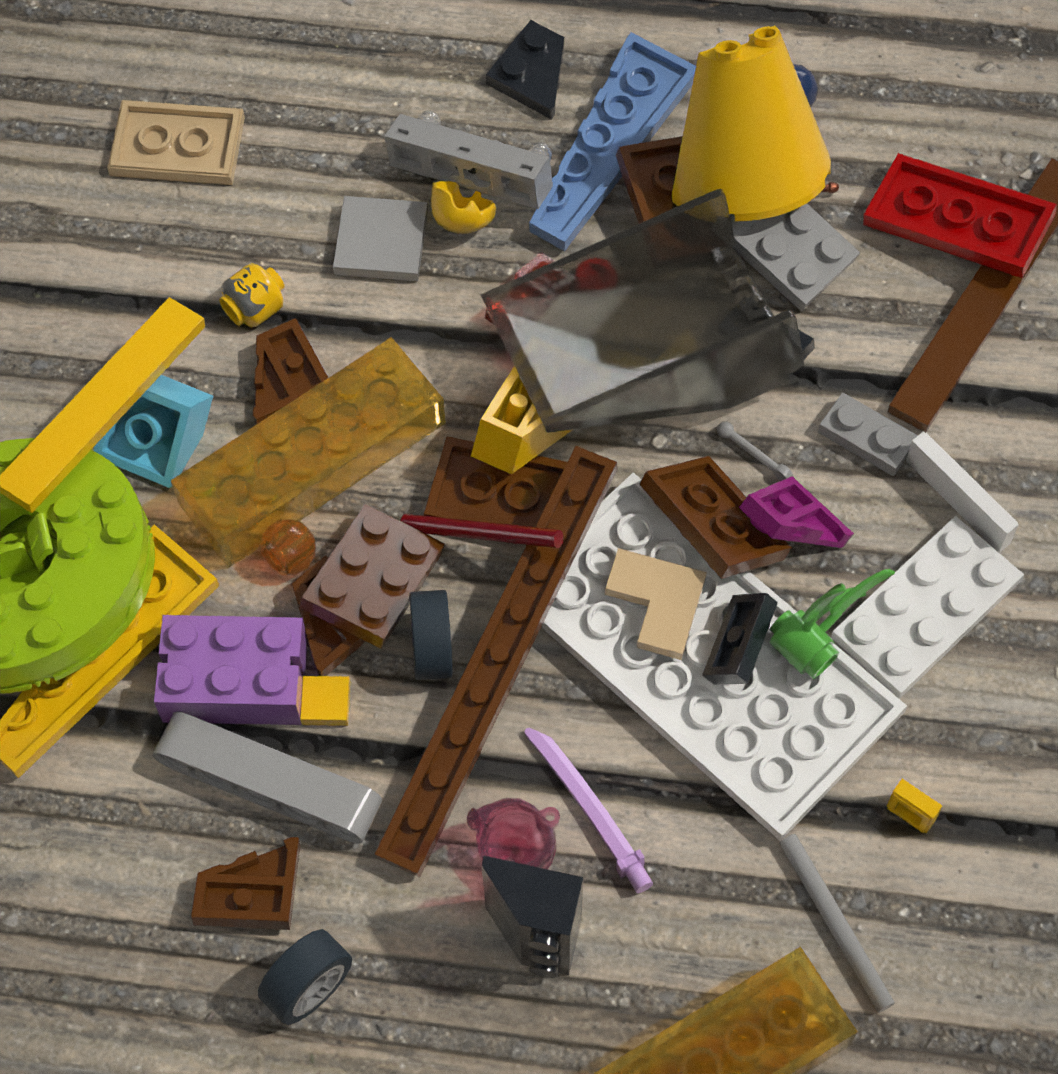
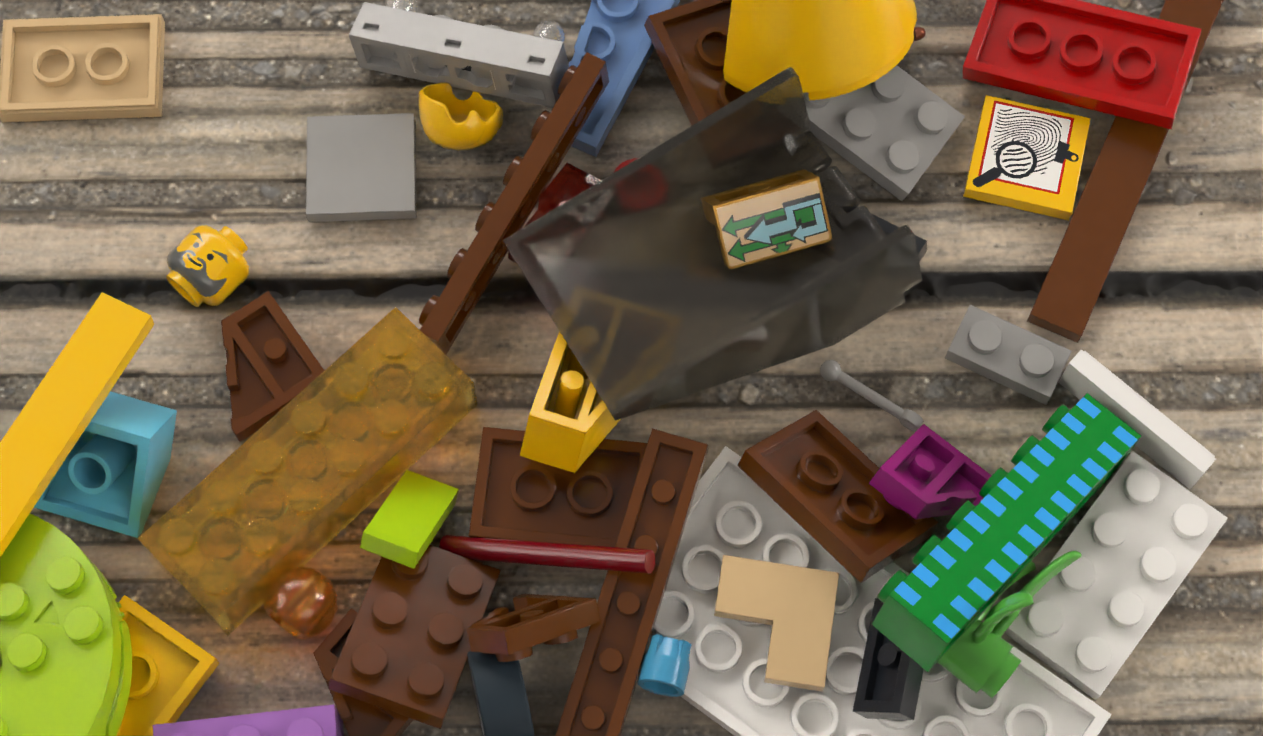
camera: 10 degrees left, 5 degrees up
(379, 494) = (409, 519): none -> lime tile
(447, 579) = (534, 621): none -> reddish brown wing
(503, 261) = (524, 182): none -> reddish brown plate
(561, 624) = (665, 666): none -> dark azure hose
(691, 307) = (769, 218): none -> panel
(840, 551) = (1004, 532): none -> green brick
(905, 289) = (1027, 157): none -> tile

